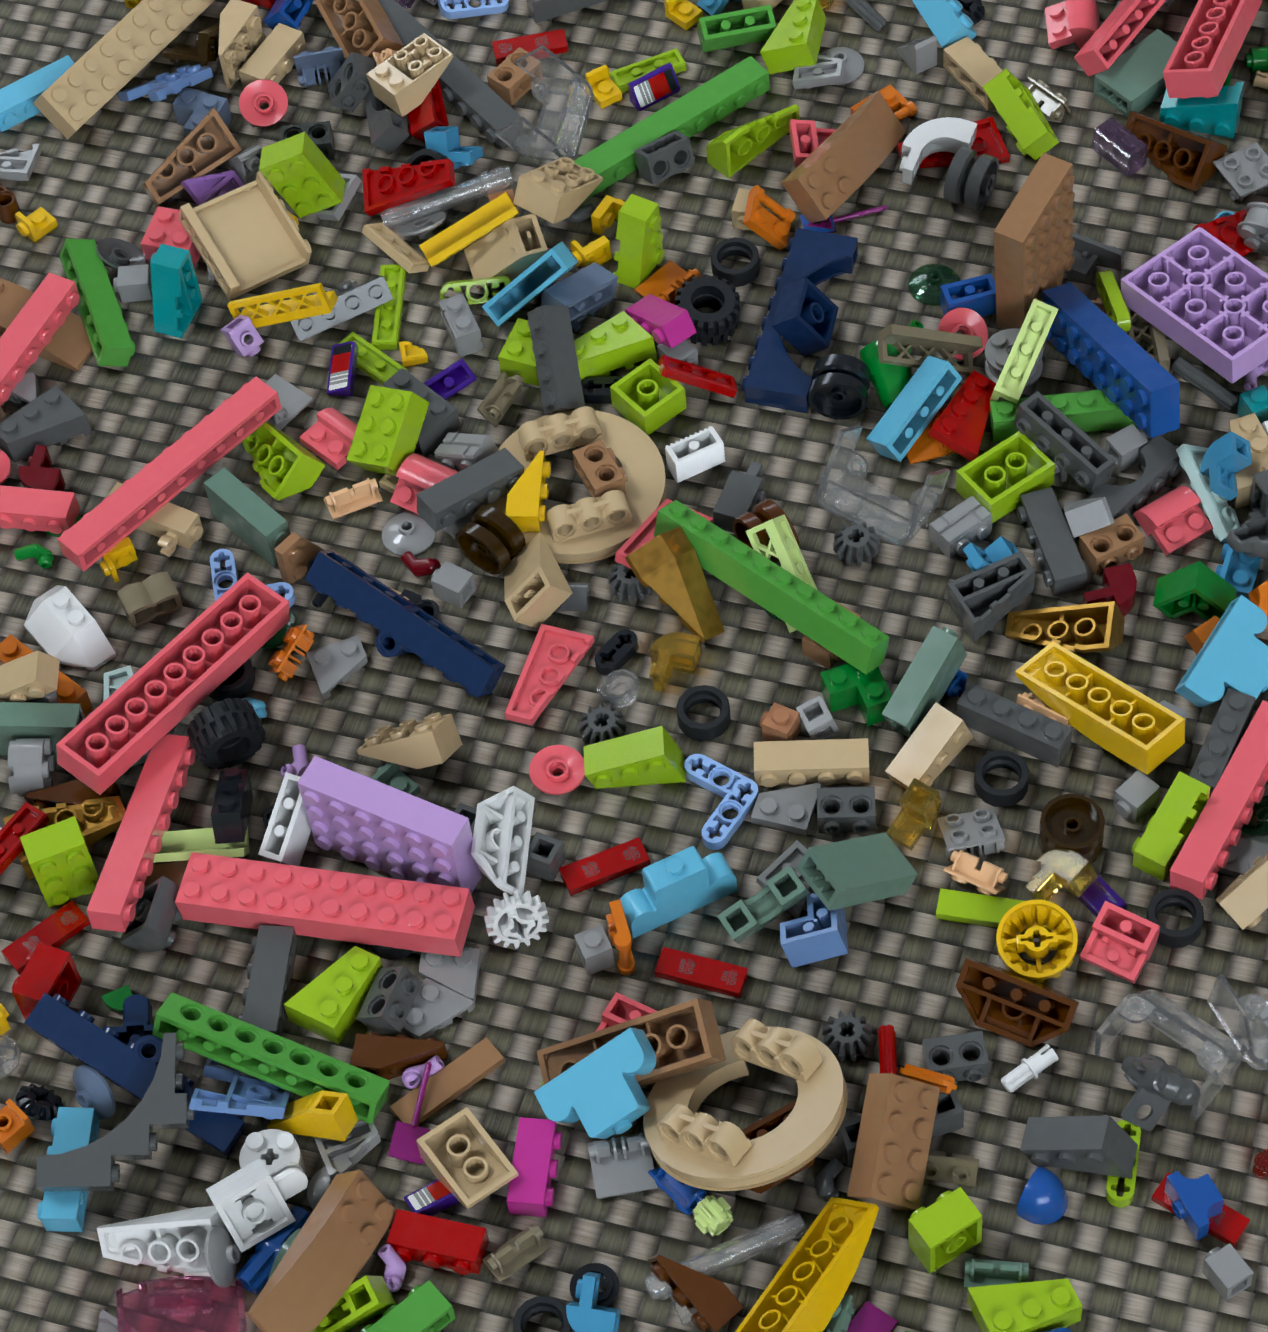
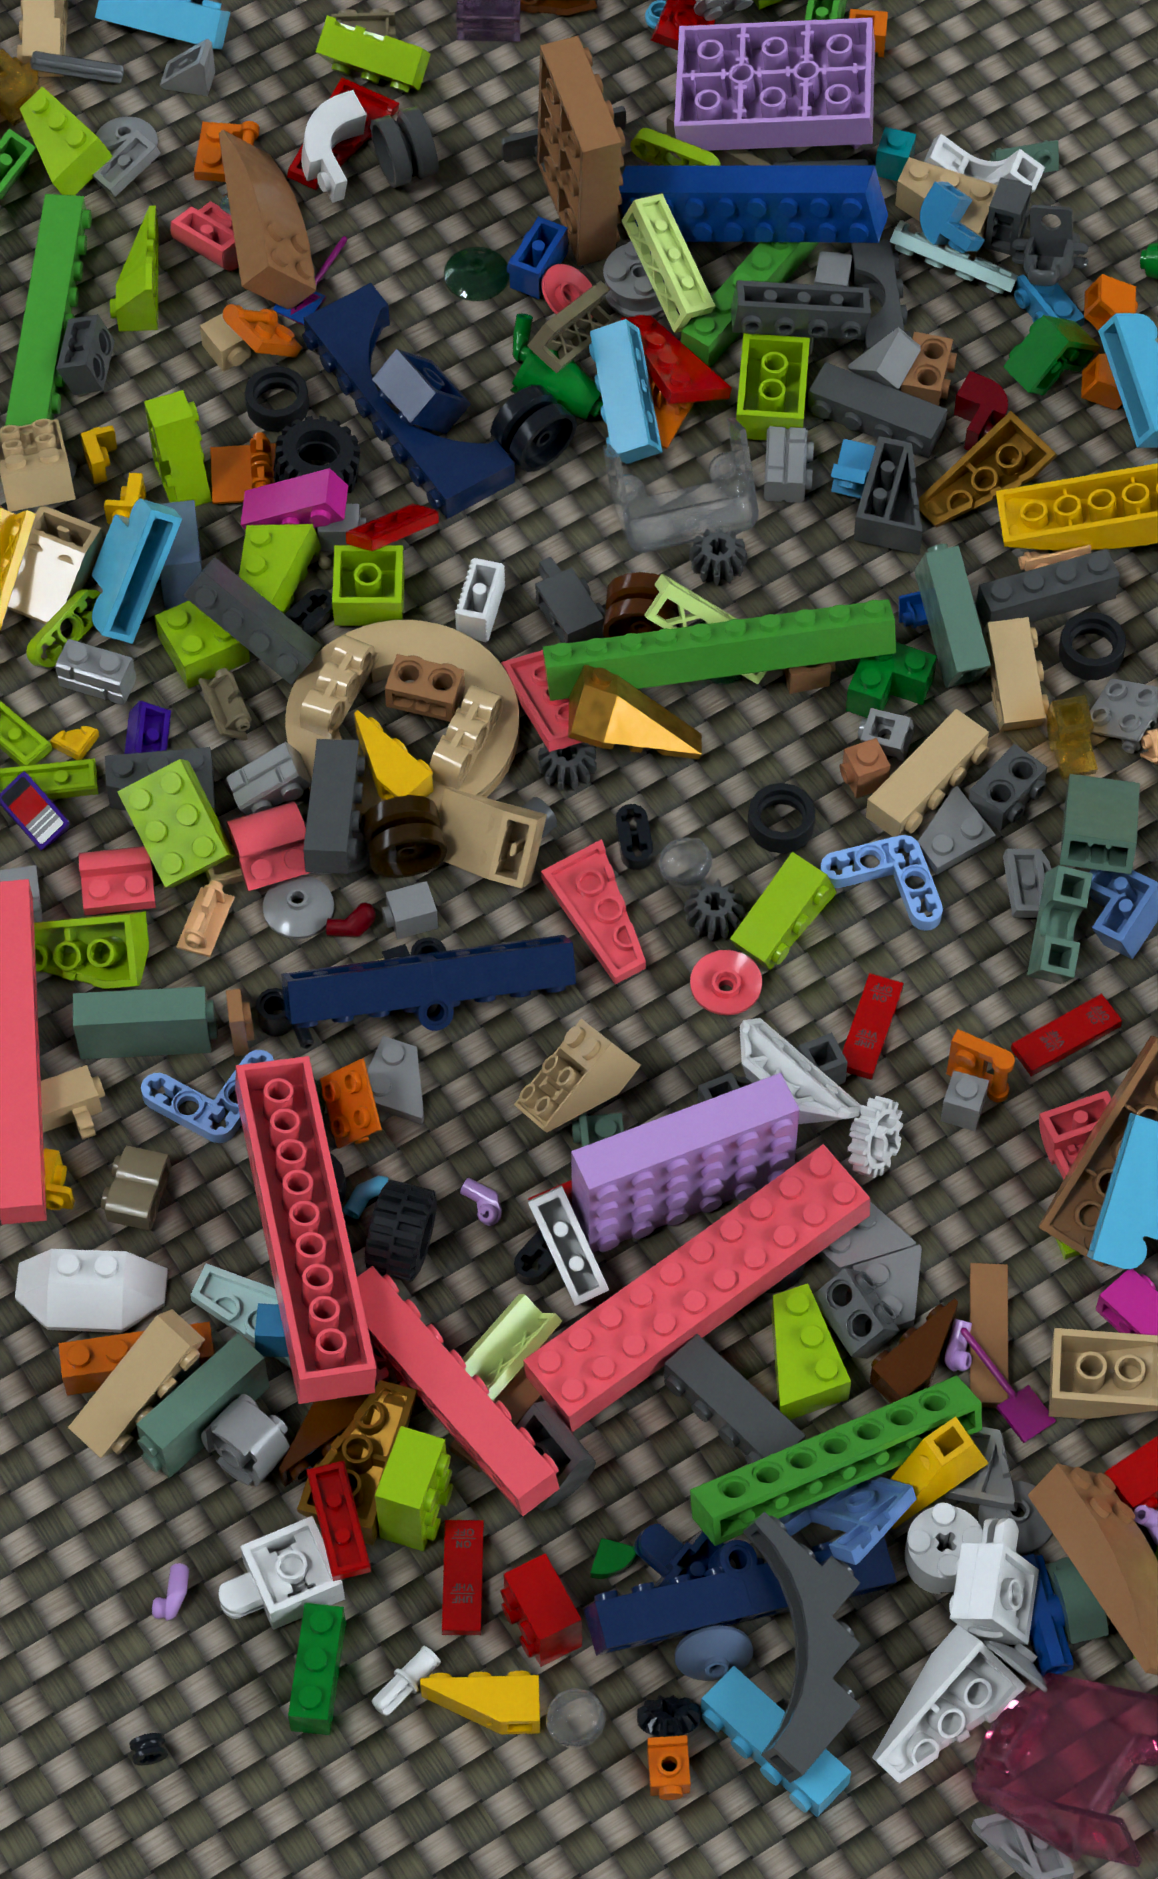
camera: 55 degrees left, 5 degrees up
(232, 806) = (496, 1287): black brick -> none
(430, 1199) = (1103, 1442): slope -> none
(673, 652) = (691, 789): clear yellow brick -> none
(677, 888) = (969, 981): medium azure brick -> none
(971, 68) = (271, 48): tan brick -> none
(1174, 519) = (946, 305): coral brick -> none

